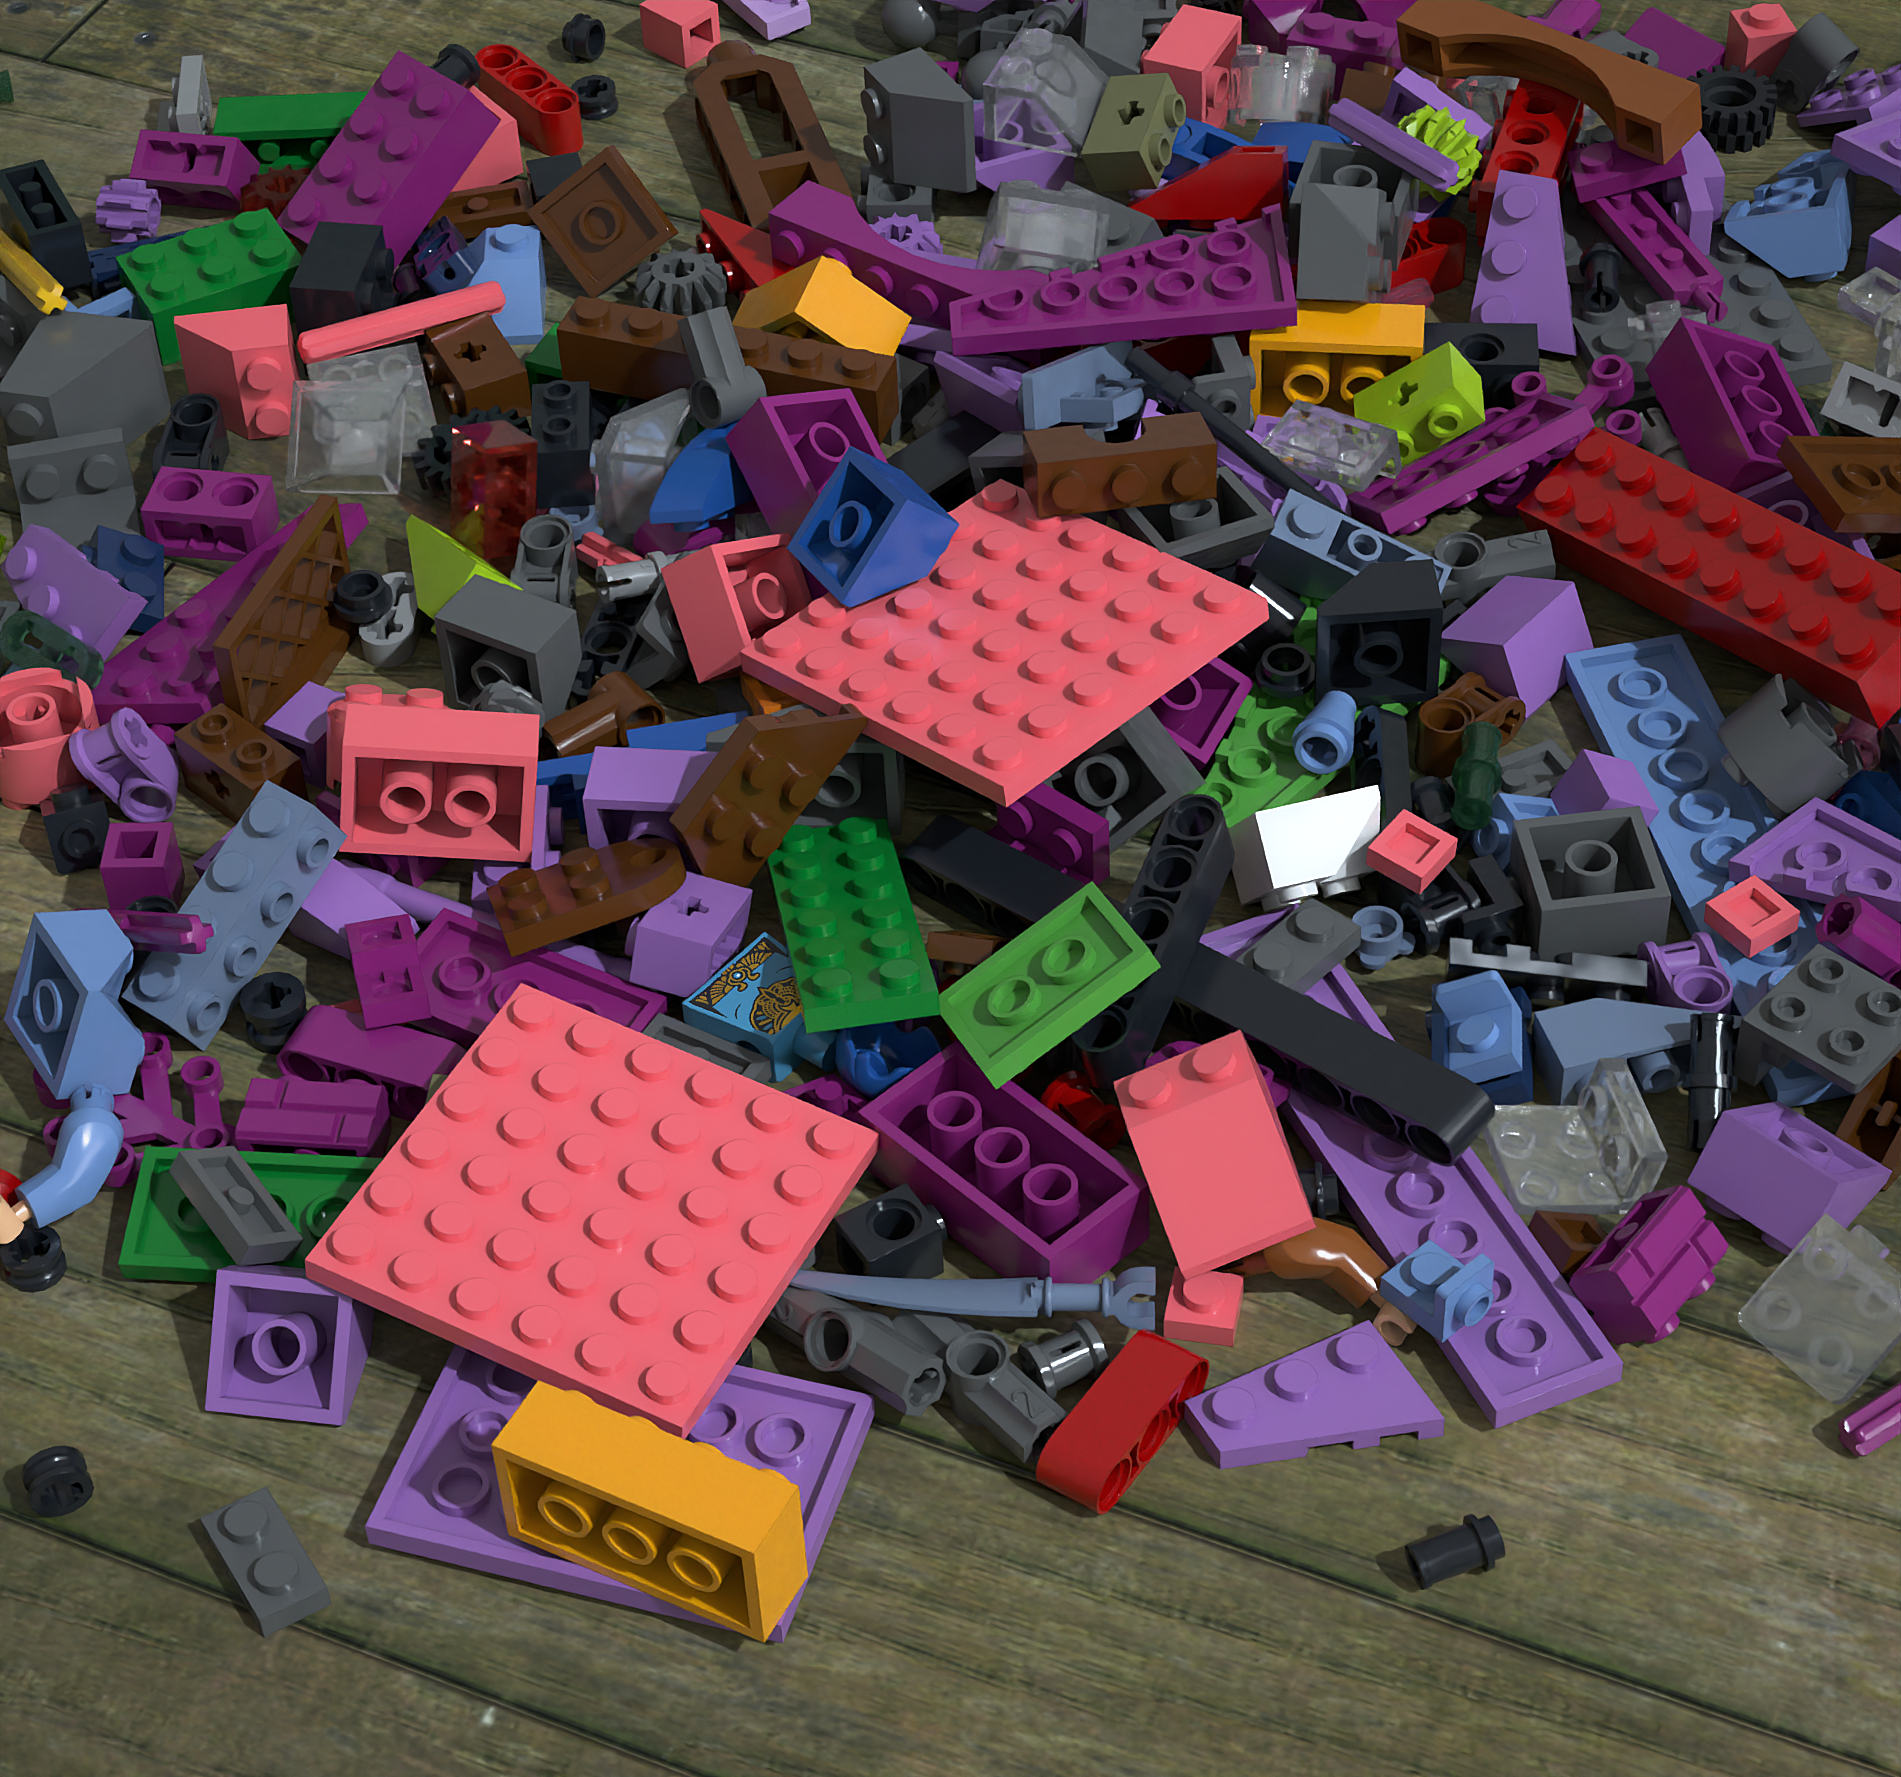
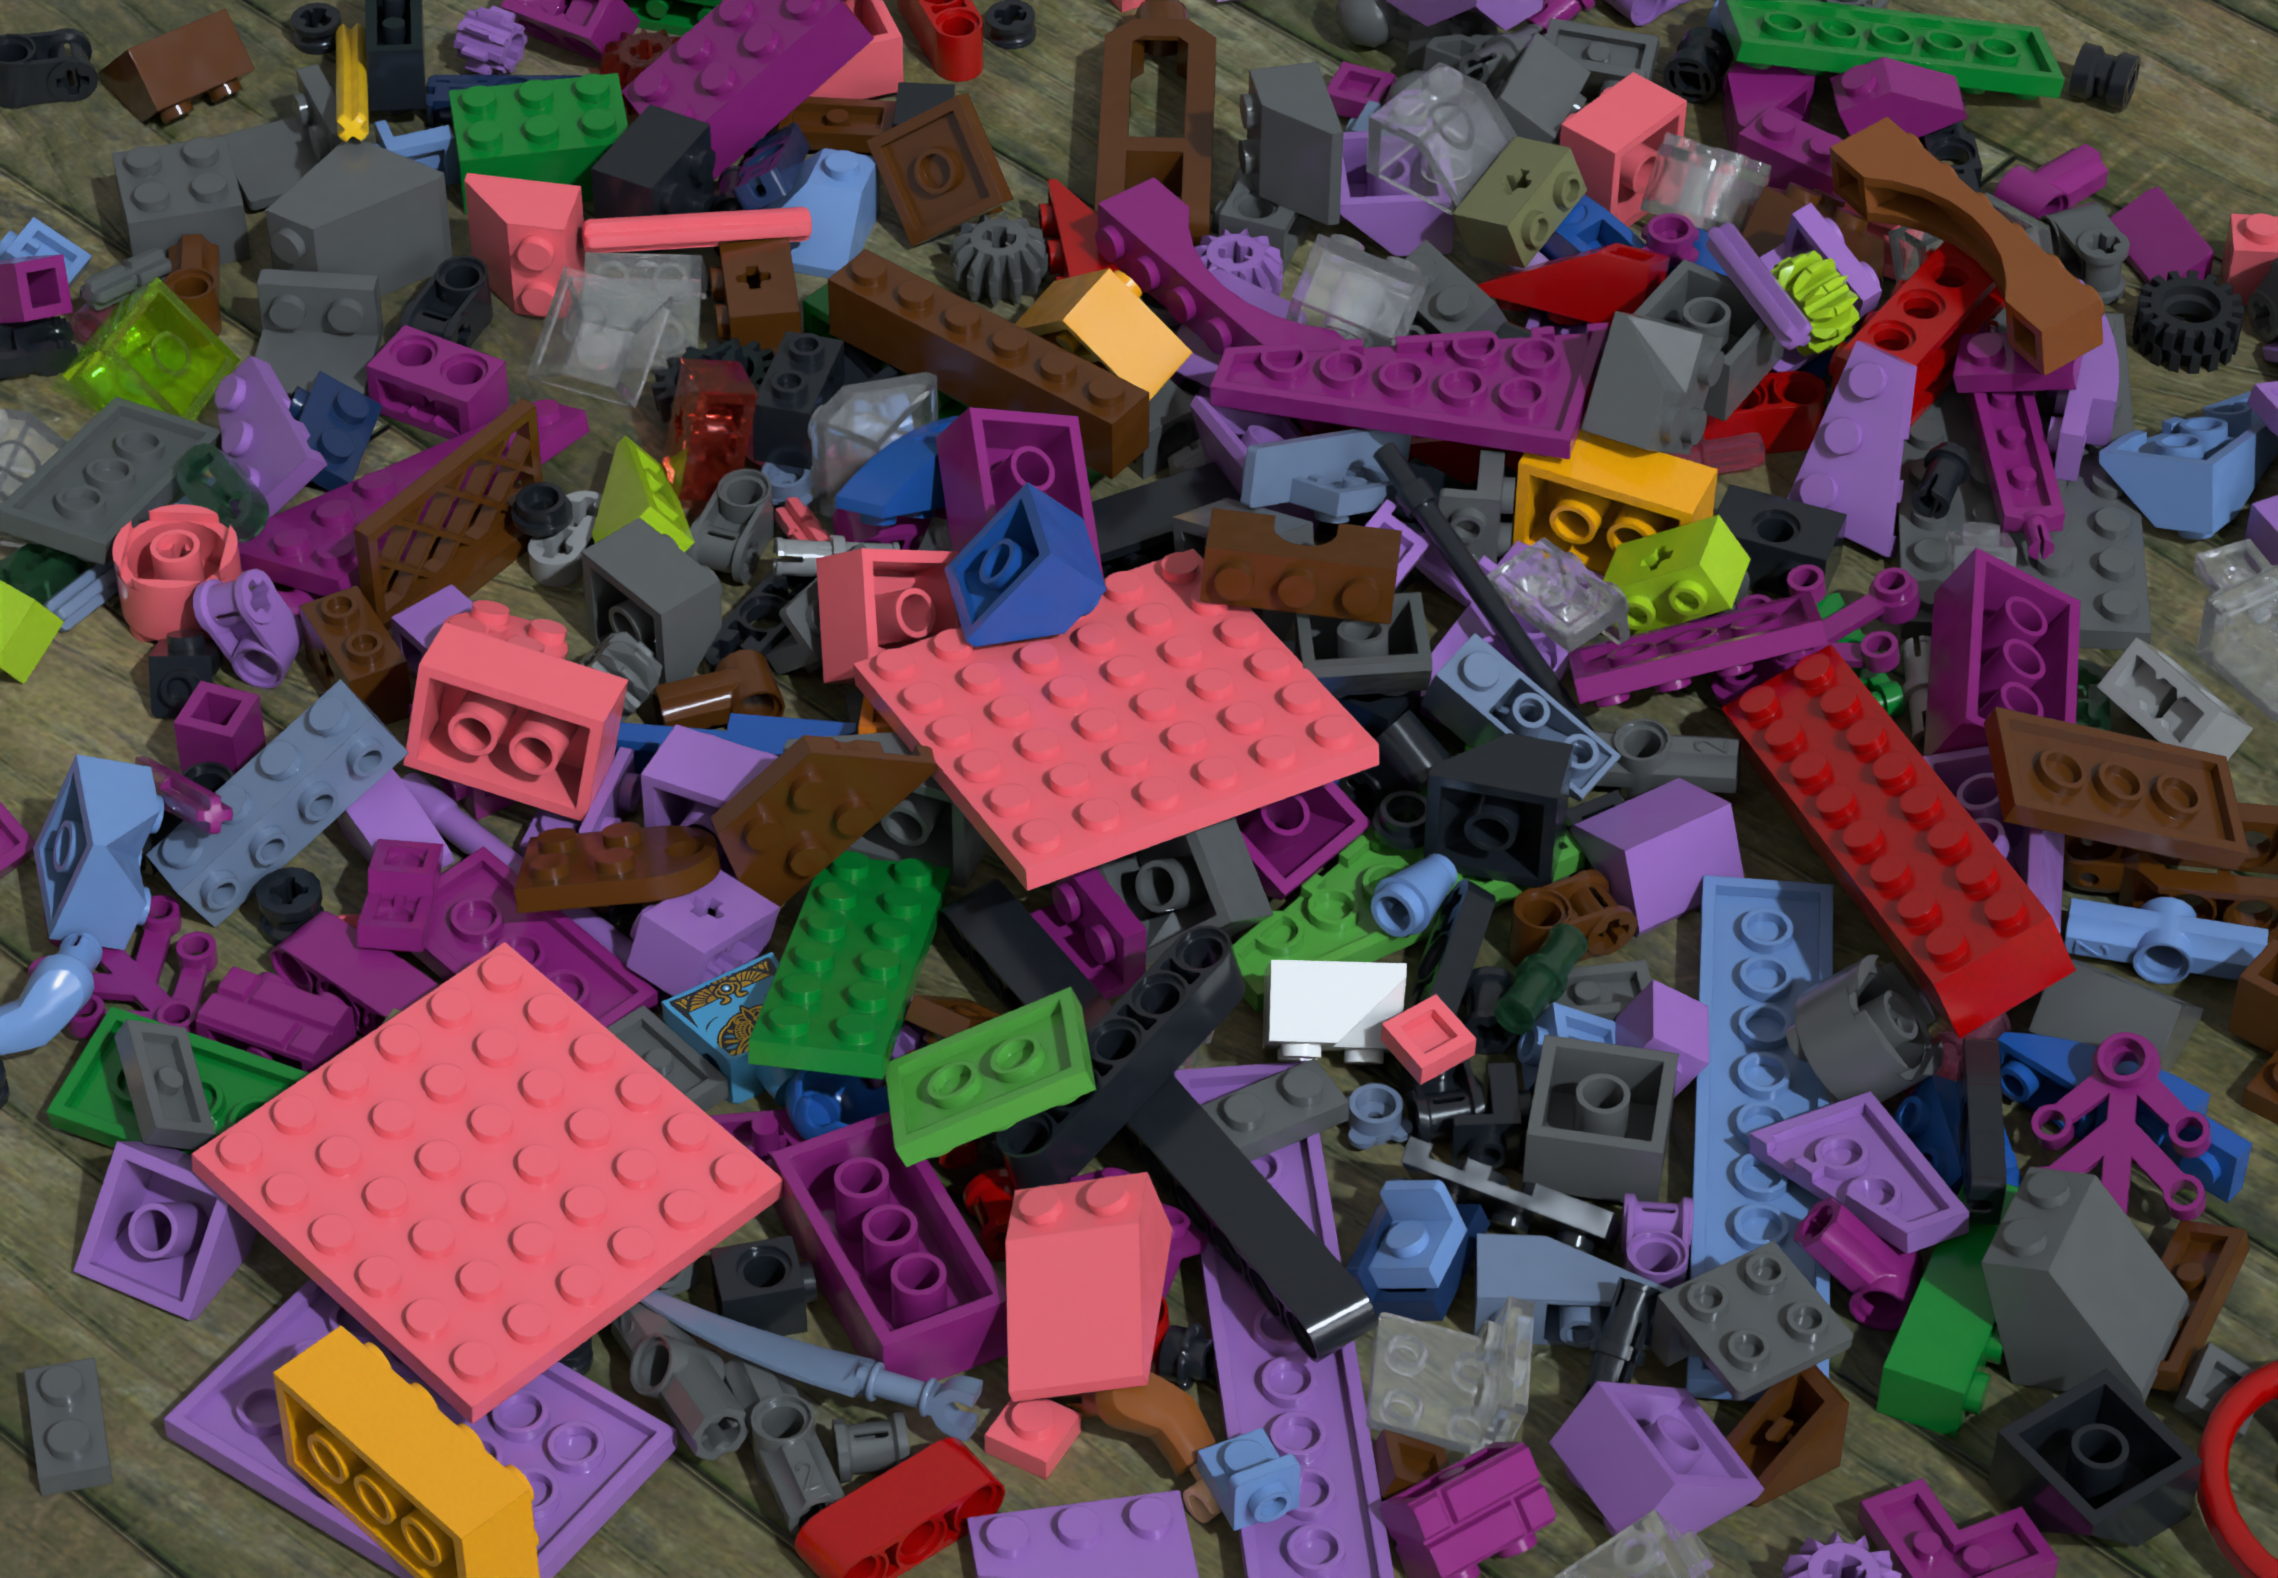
camera: 15 degrees right, 0 degrees up
(722, 383) = (964, 361): dark grey piece -> none
(1277, 129) = (1671, 236): none -> magenta plate
(1751, 916) = (1742, 1195): coral plate -> none

